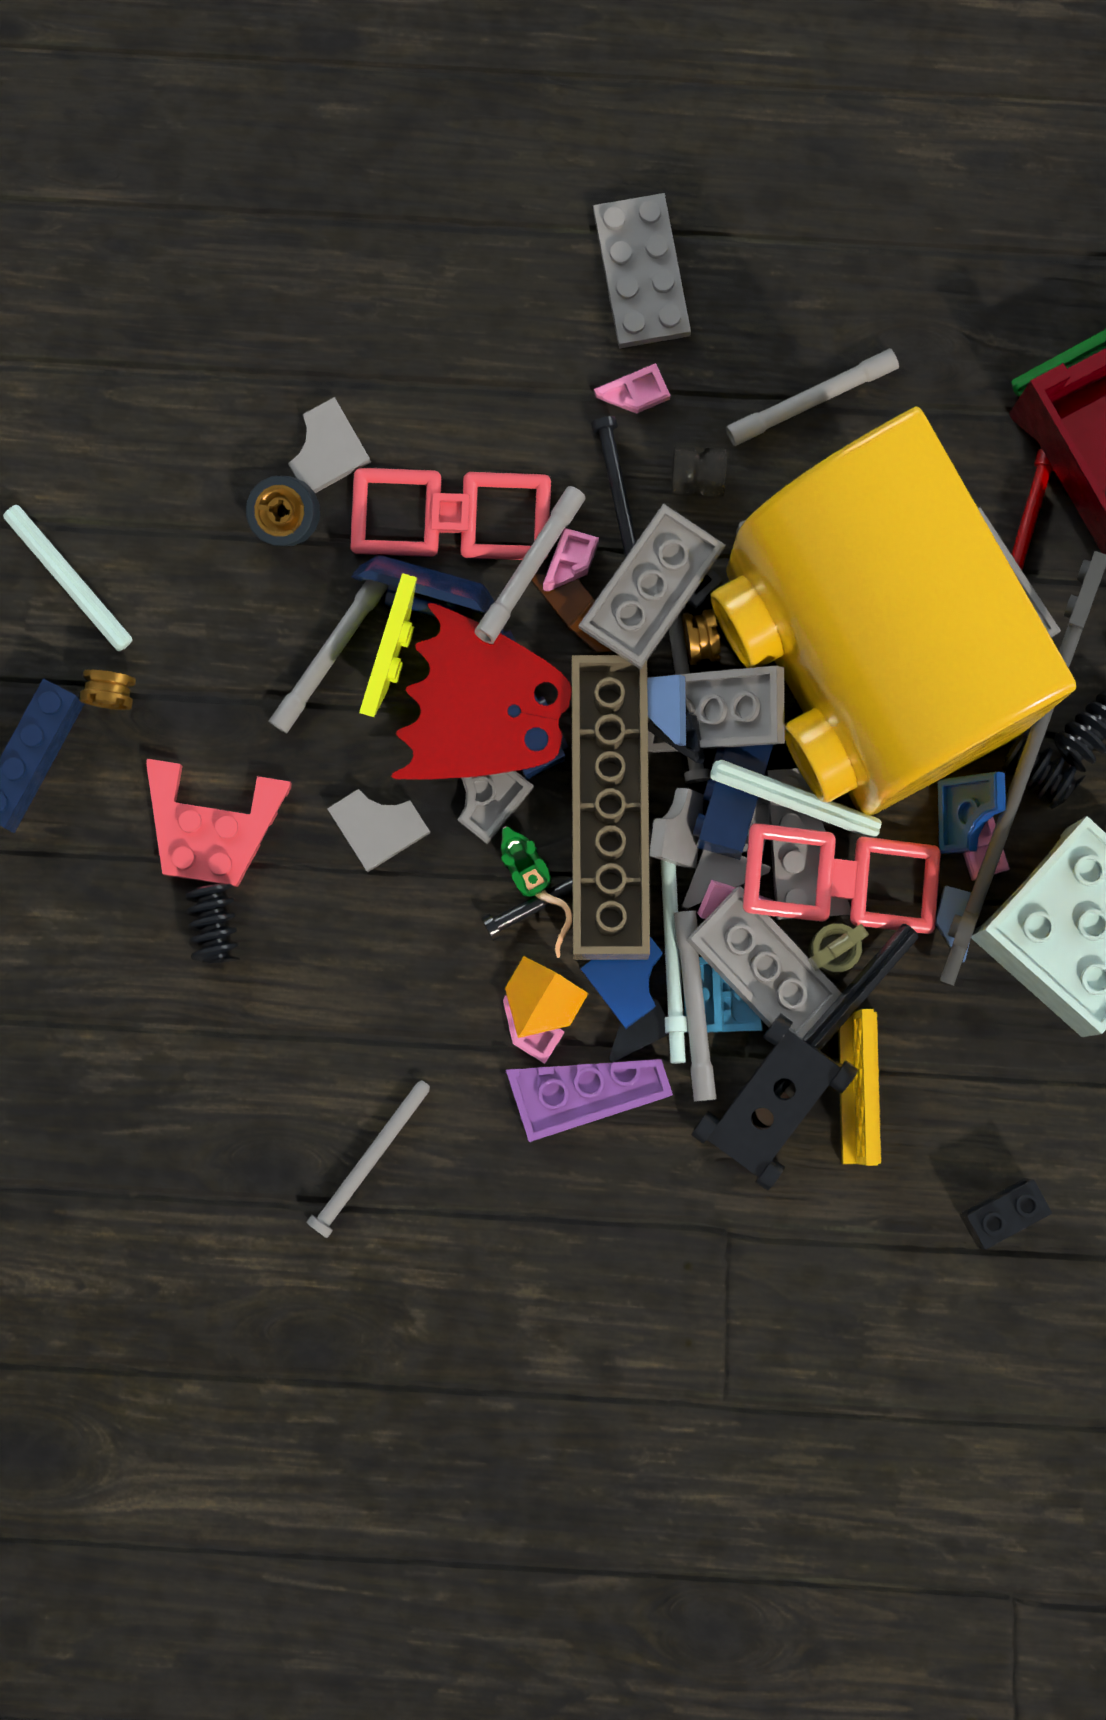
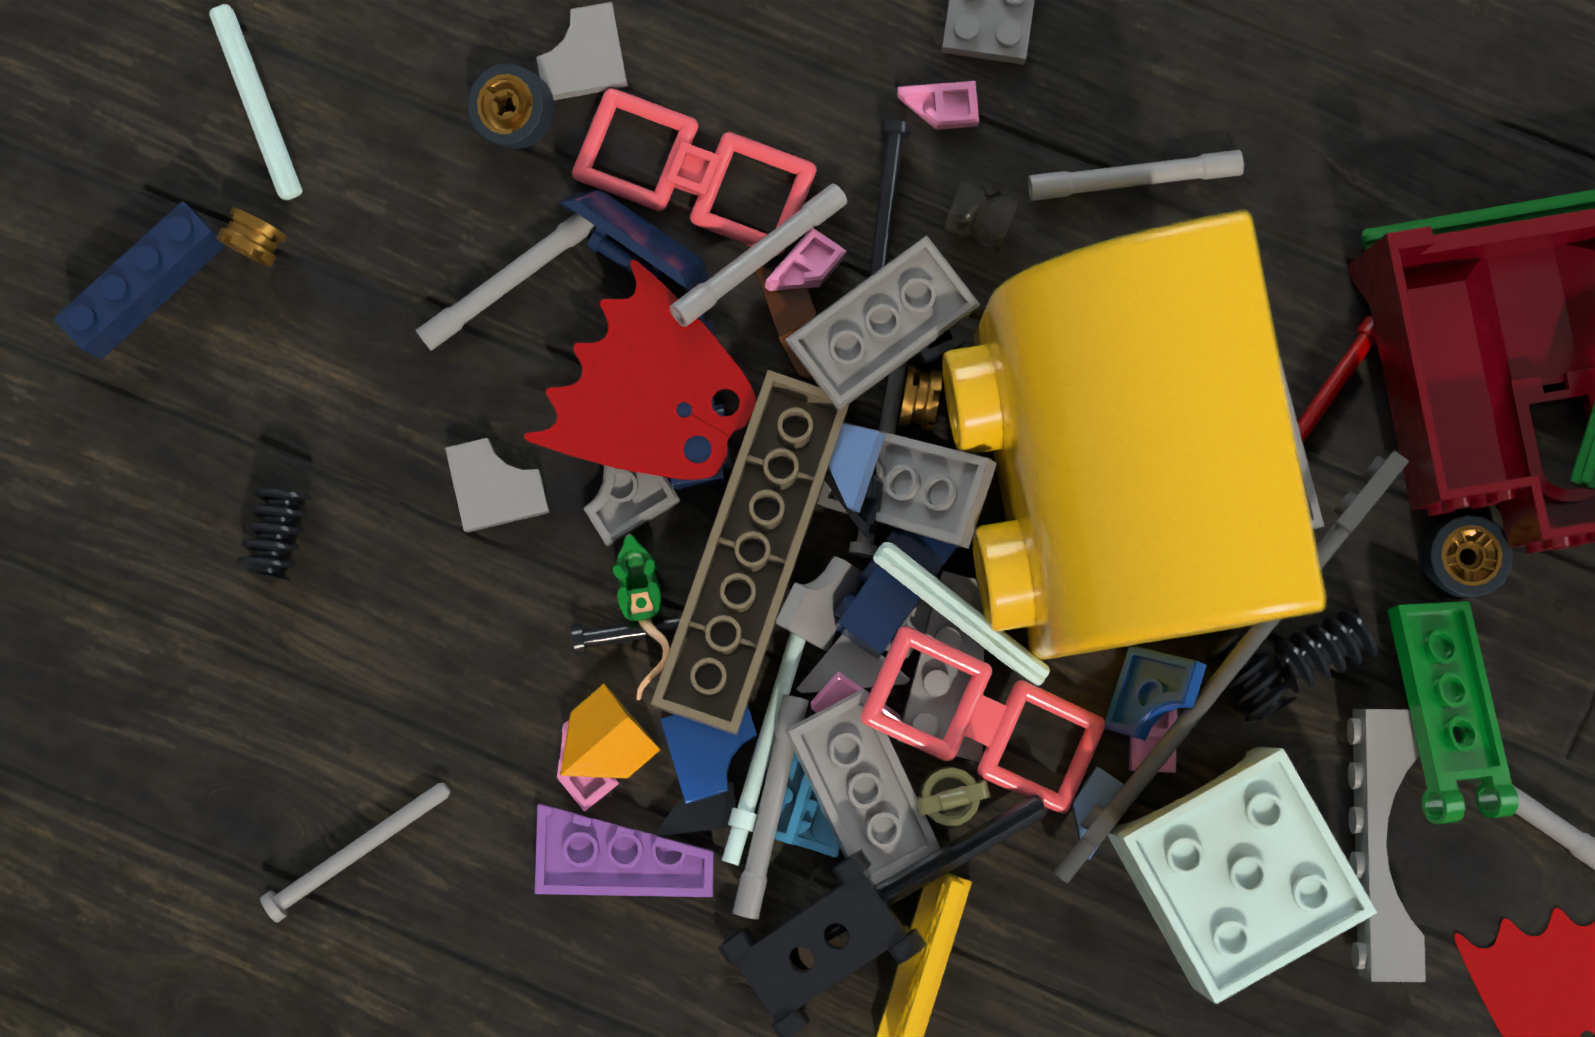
camera: 20 degrees right, 0 degrees up
(209, 841) = (303, 439): coral wing -> none
(396, 635) = (582, 282): neon yellow wing -> none

